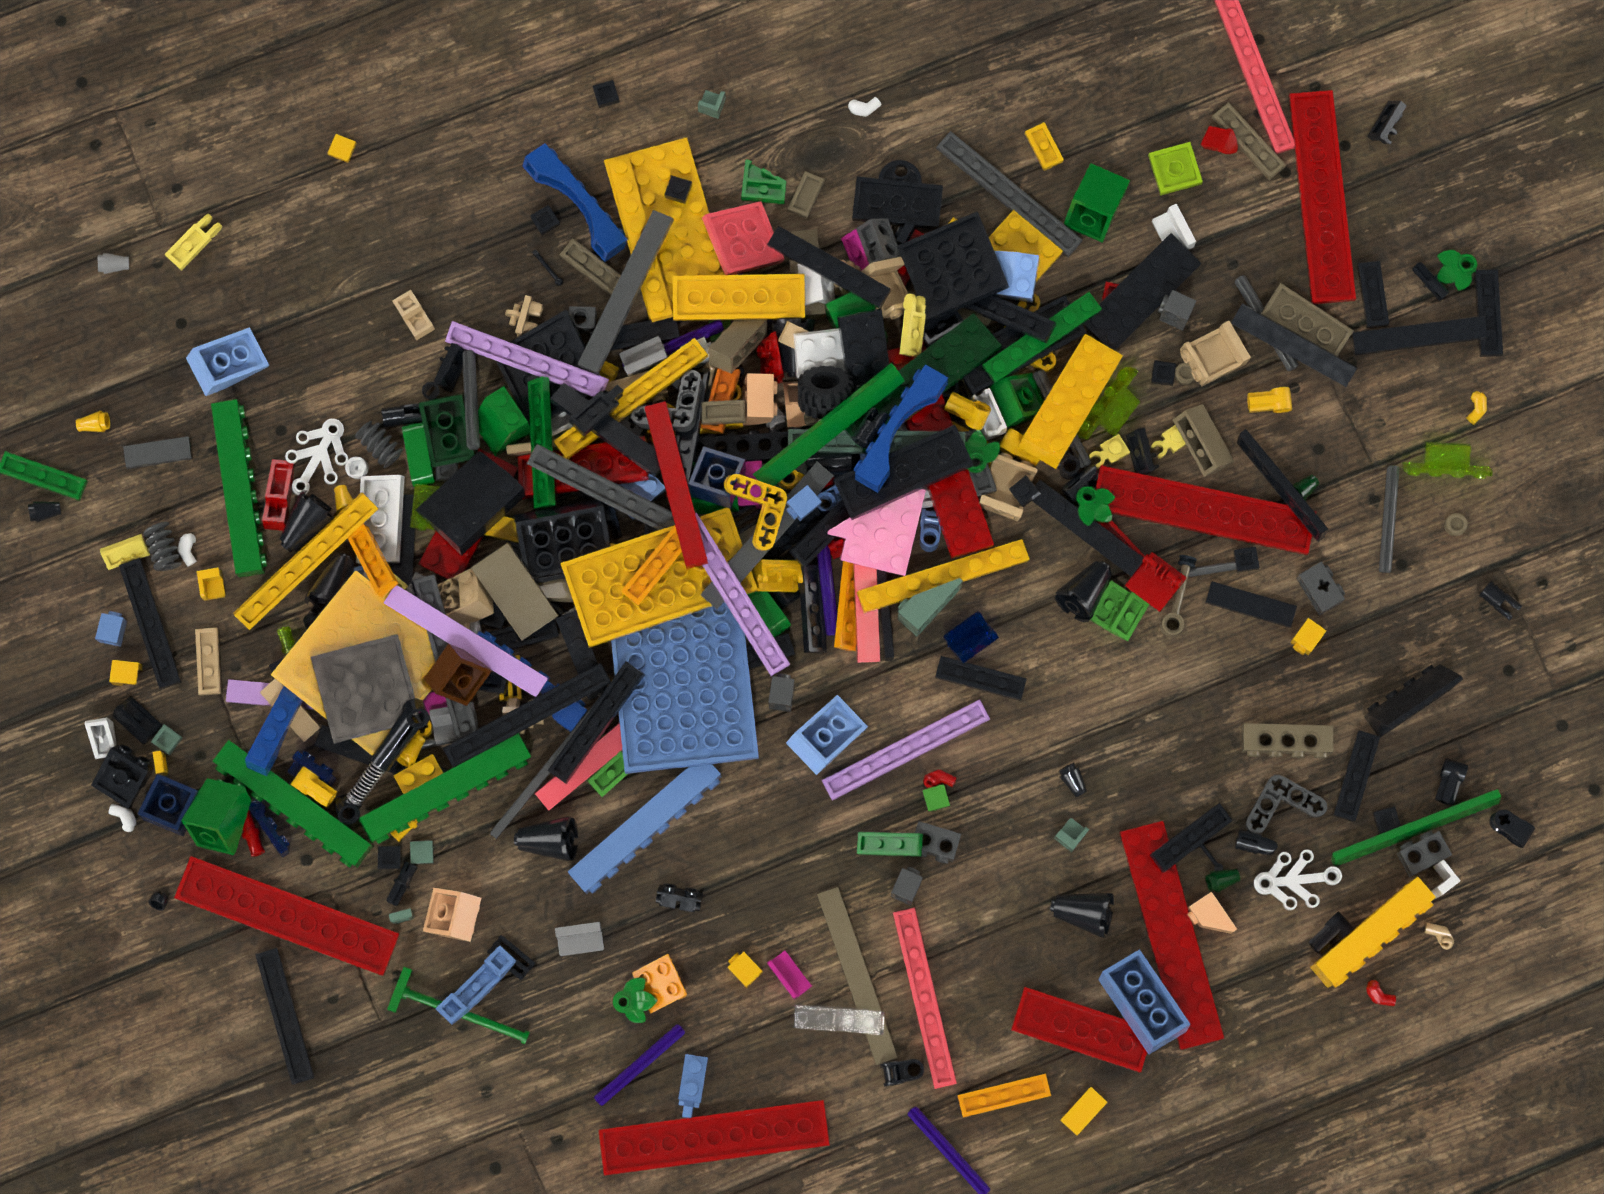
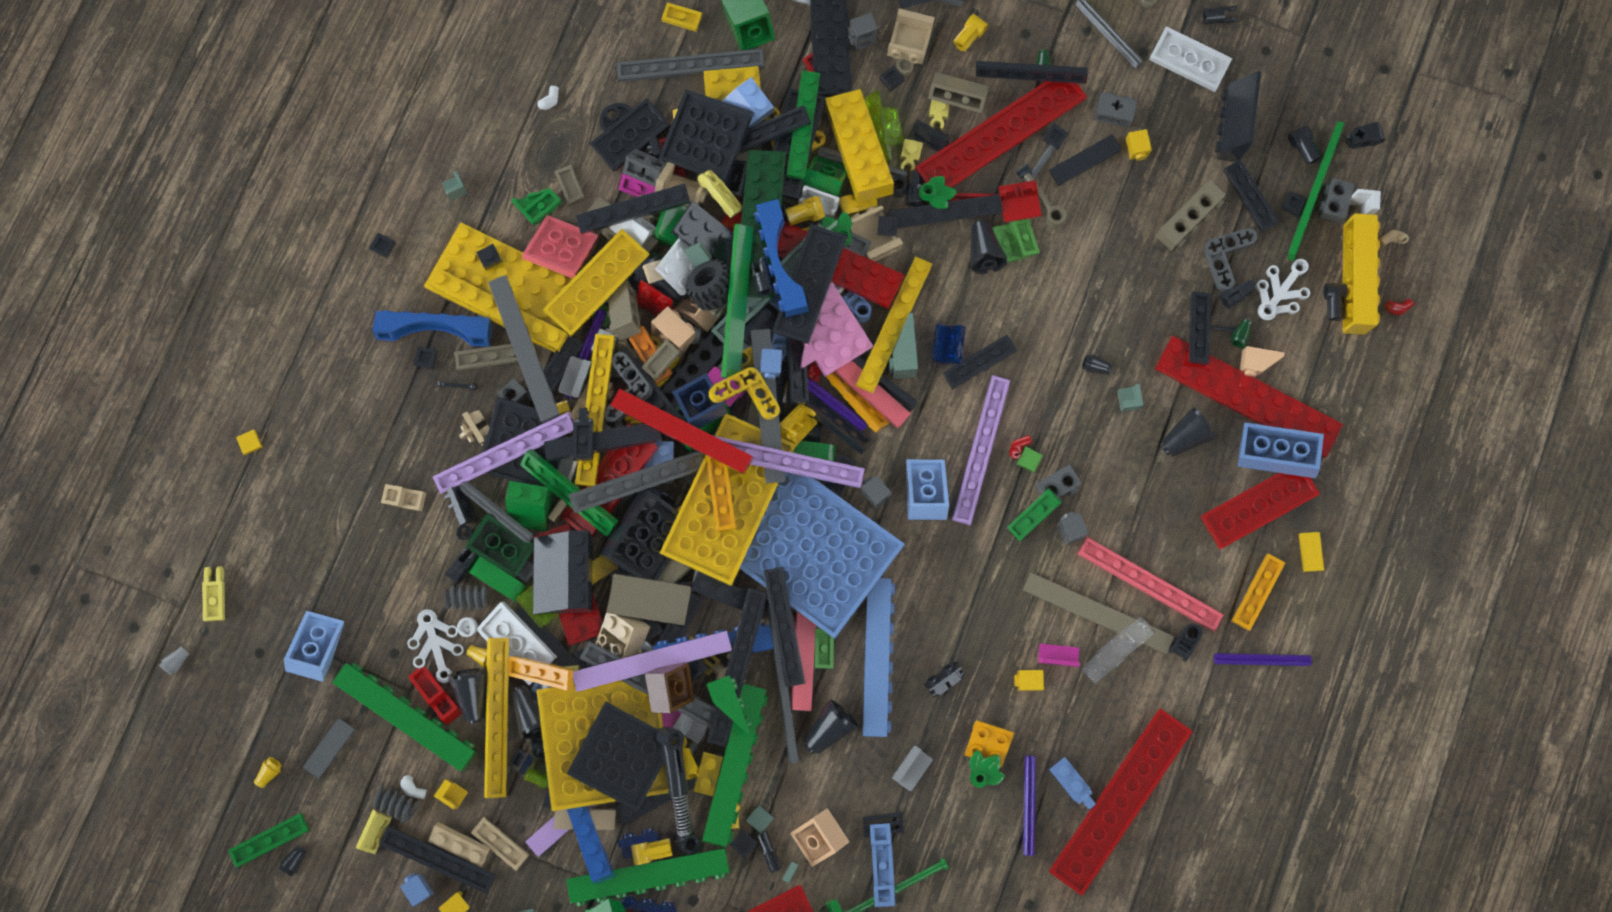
camera: 50 degrees left, 0 degrees up
(177, 629) = (459, 844): none -> tan plate
(289, 614) = (521, 761): none -> black plate
(490, 729) = (725, 698): none -> green slope
(840, 356) = (697, 254): none -> sand green tile
(1433, 611) = (1190, 59): none -> white plate

